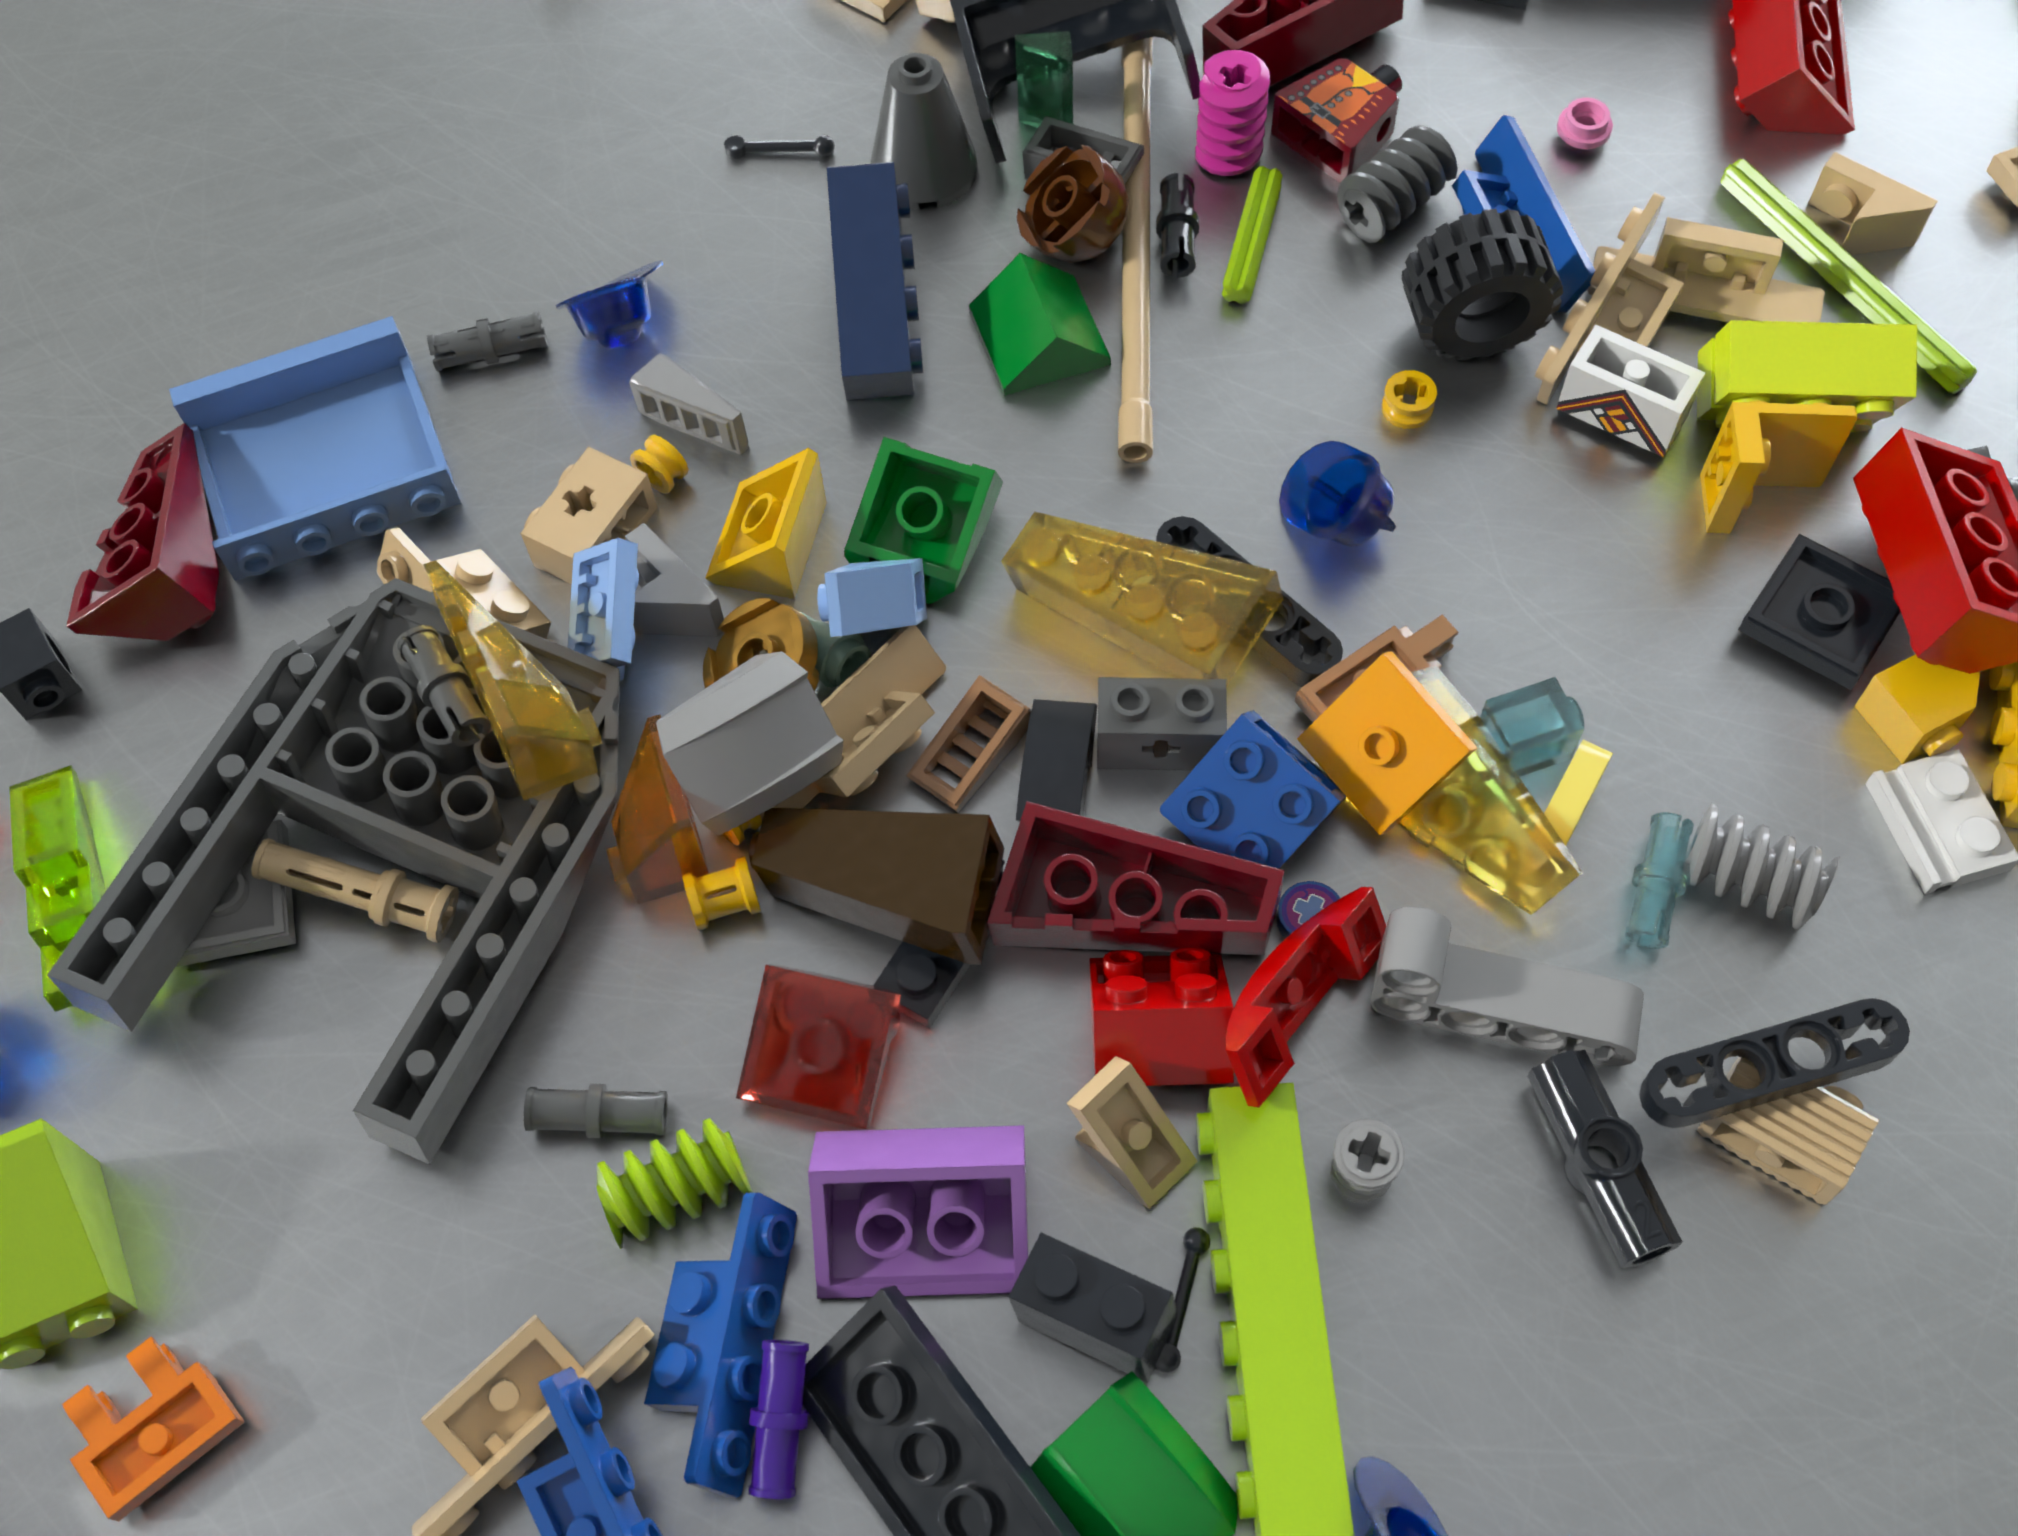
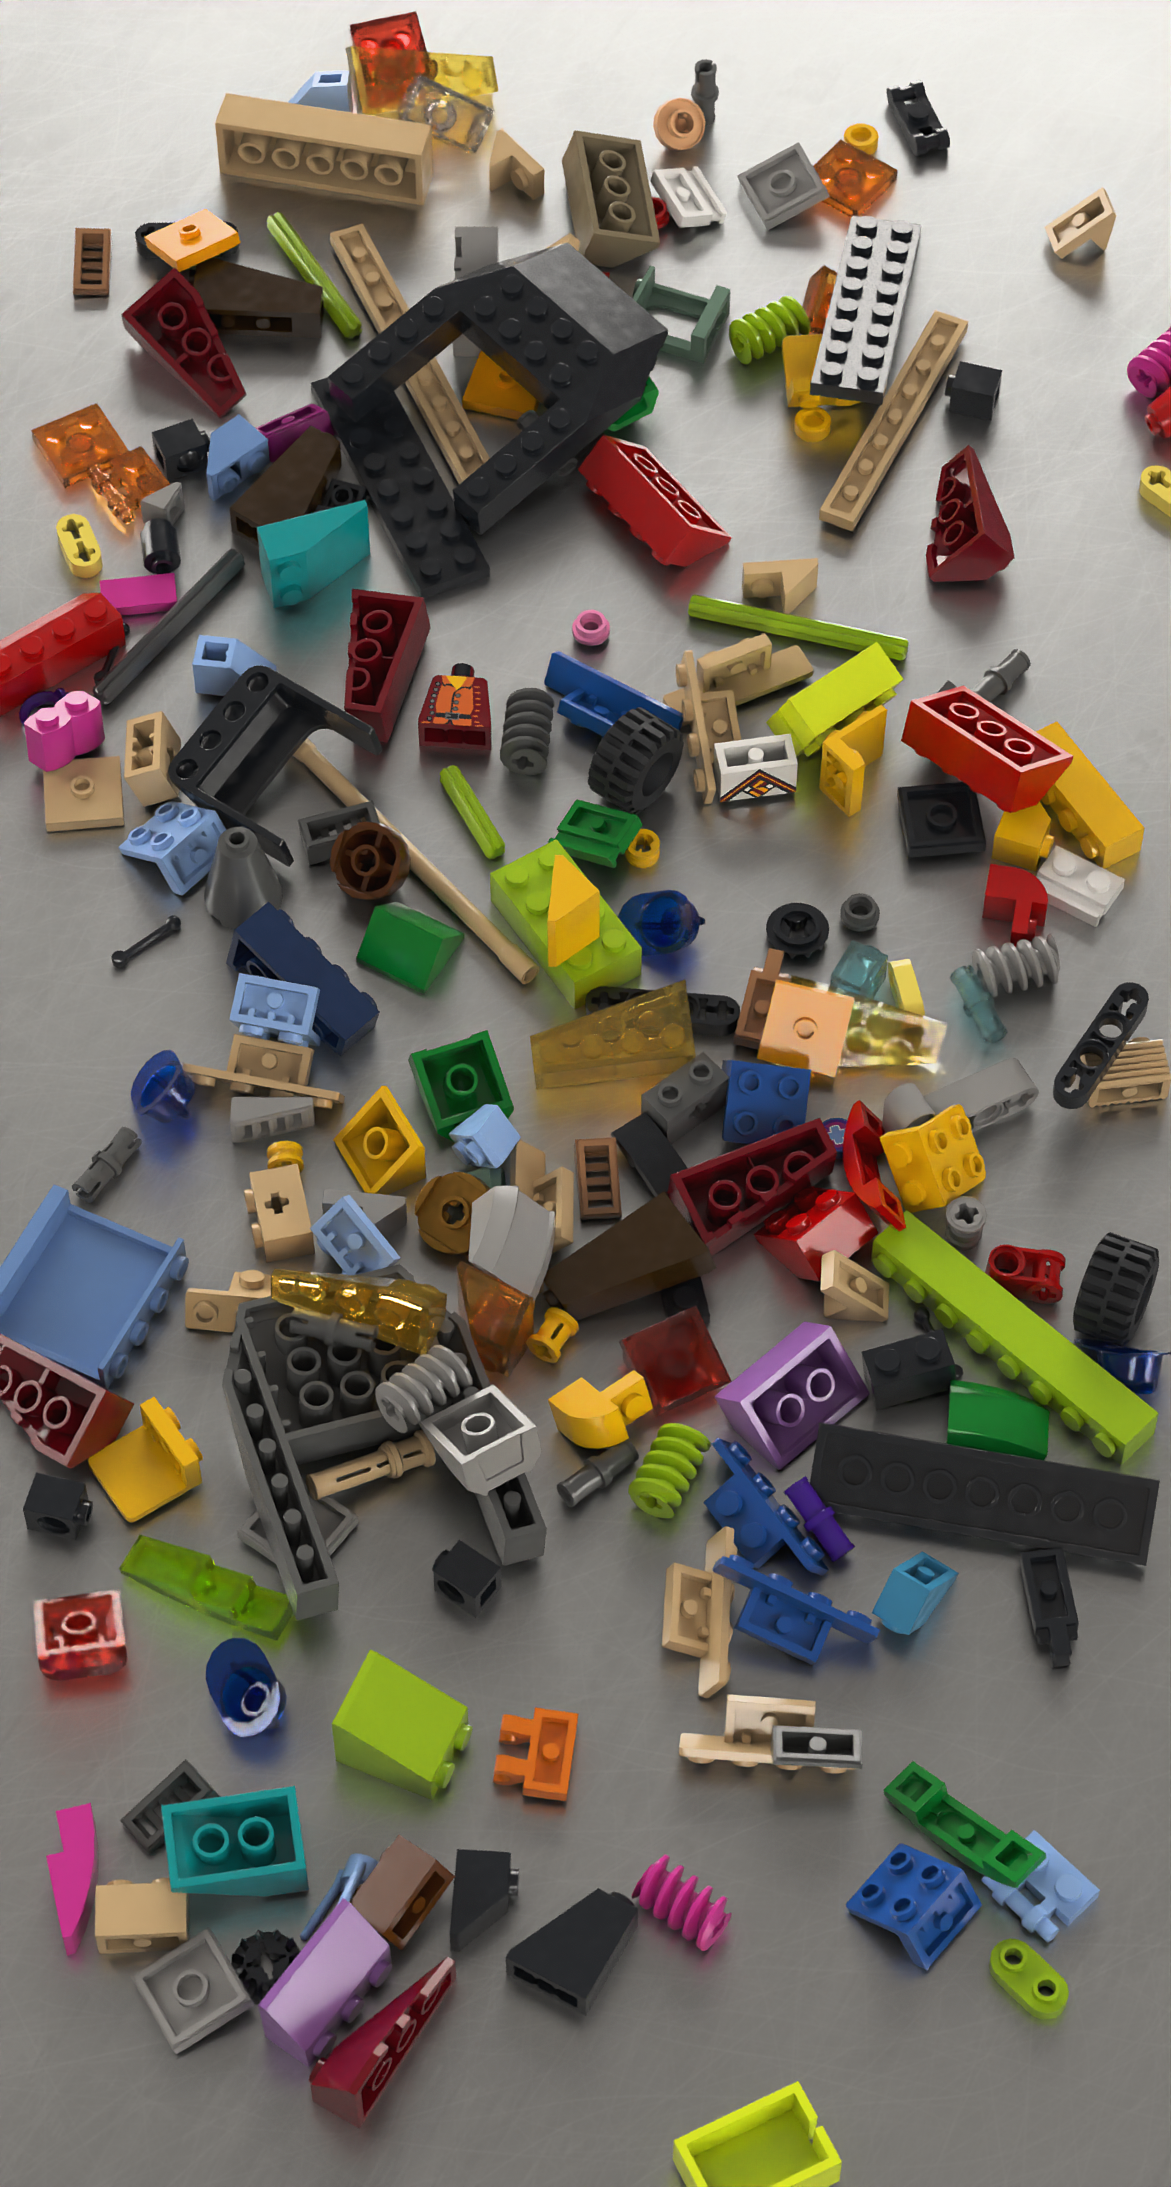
camera: 45 degrees left, 5 degrees down
(160, 692) = (148, 1464): none -> yellow bracket
(311, 1117) = (466, 1578): none -> black brick
(439, 959) = (484, 1440): none -> light grey slope
(449, 836) = (421, 1384): none -> light grey piece
(661, 1041) = (597, 1417): none -> yellow brick
(747, 356) = (266, 1066): none -> tan bracket
(786, 285) = (275, 1010): none -> light blue bracket
(880, 47) = (179, 842): none -> light blue bracket
(1044, 77) = (284, 798): clear green slope -> none
(1177, 225) = (428, 834): black pin -> none
(1194, 390) = (572, 912): none -> yellow slope
(1226, 419) = (523, 898): none -> lime brick
(1231, 112) = (407, 750): dark pink piece -> none
(1364, 343) = (597, 832): none -> green plate
(1389, 1305) = (1027, 1272): none -> red piece
(1399, 1045) = (934, 1160): none -> yellow bracket
(1477, 1440) = (1116, 1289): none -> black tyre
(1522, 604) = (796, 917): none -> black gear
(1612, 640) = (861, 904): none -> dark grey plate
(1619, 1197) = (1081, 1153): black piece -> none
(1838, 779) = (1016, 898): none -> red brick

